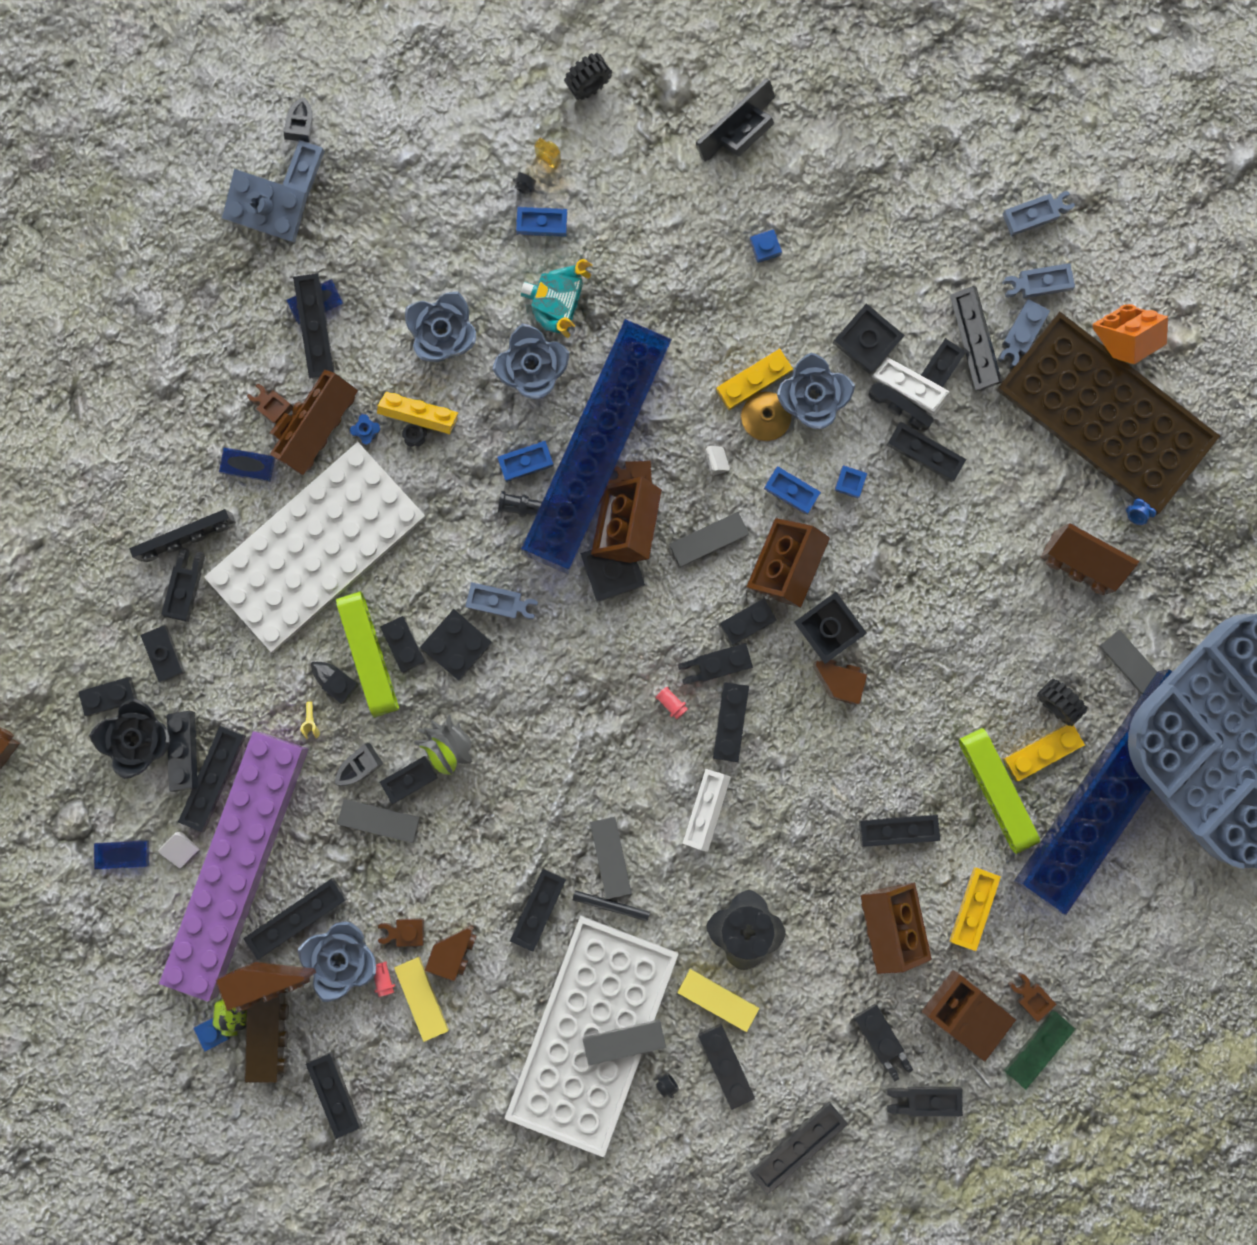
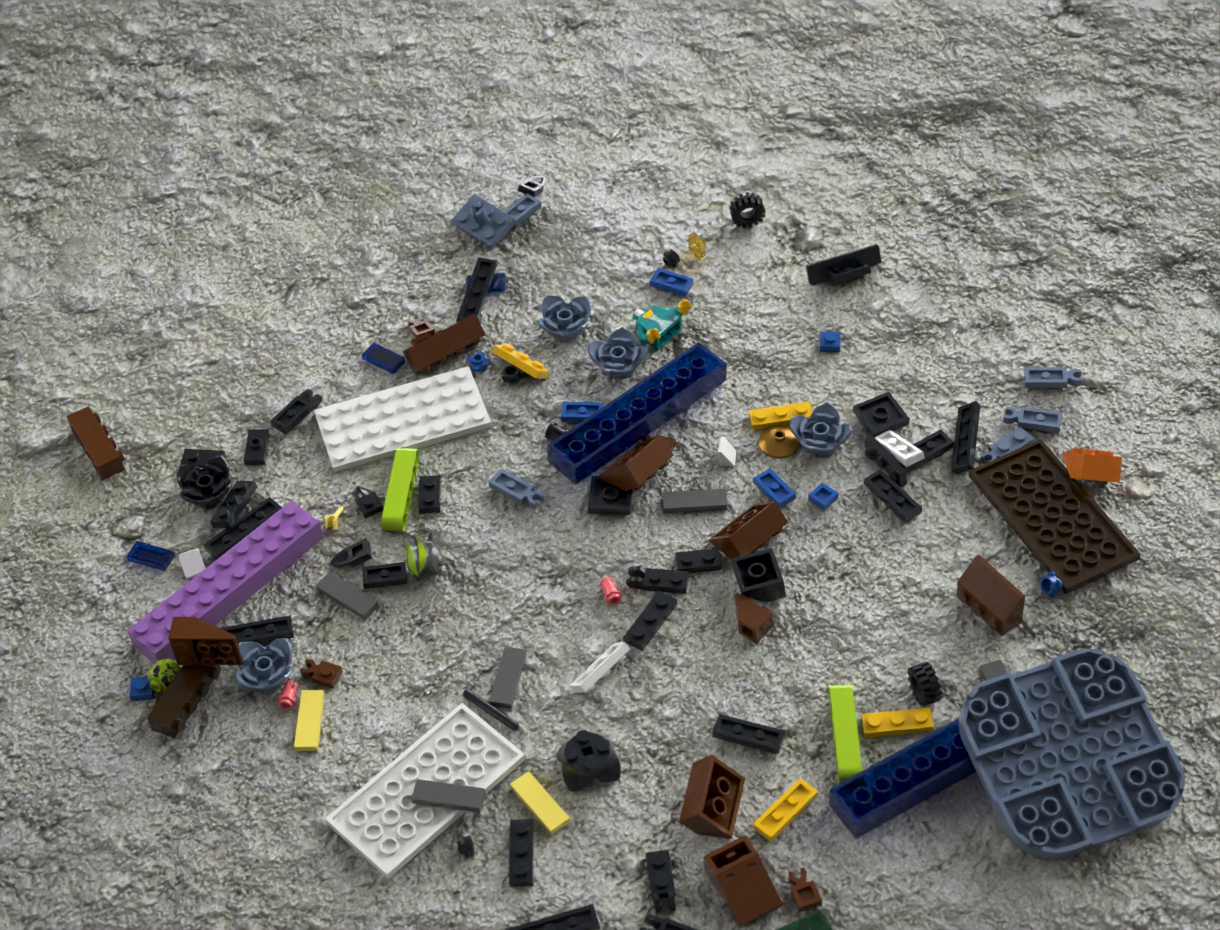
camera: 30 degrees right, 35 degrees down
(174, 539) = (314, 381): black plate -> none
(333, 1095) = (205, 758): black plate -> none
(449, 954) = (350, 693): reddish brown slope -> none
(456, 644) = (468, 506): black plate -> none
(538, 909) = (432, 690): black plate -> none

